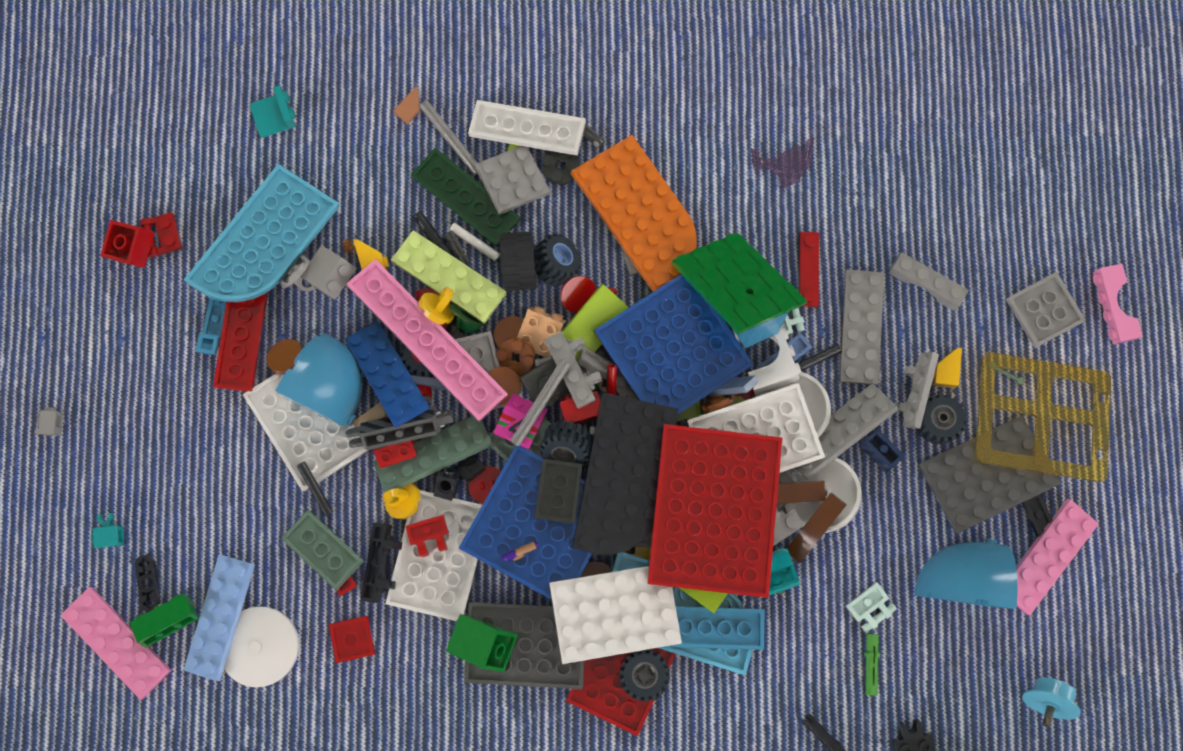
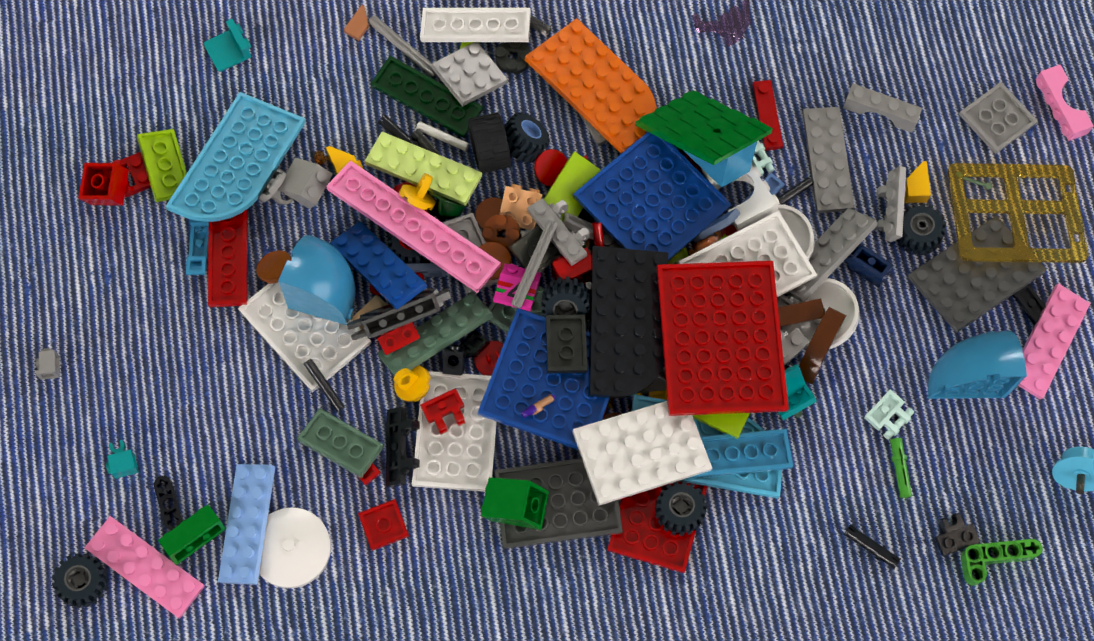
camera: 10 degrees left, 10 degrees down
(50, 649) = (80, 580): none -> black wheel
(190, 228) = (162, 162): none -> lime tile

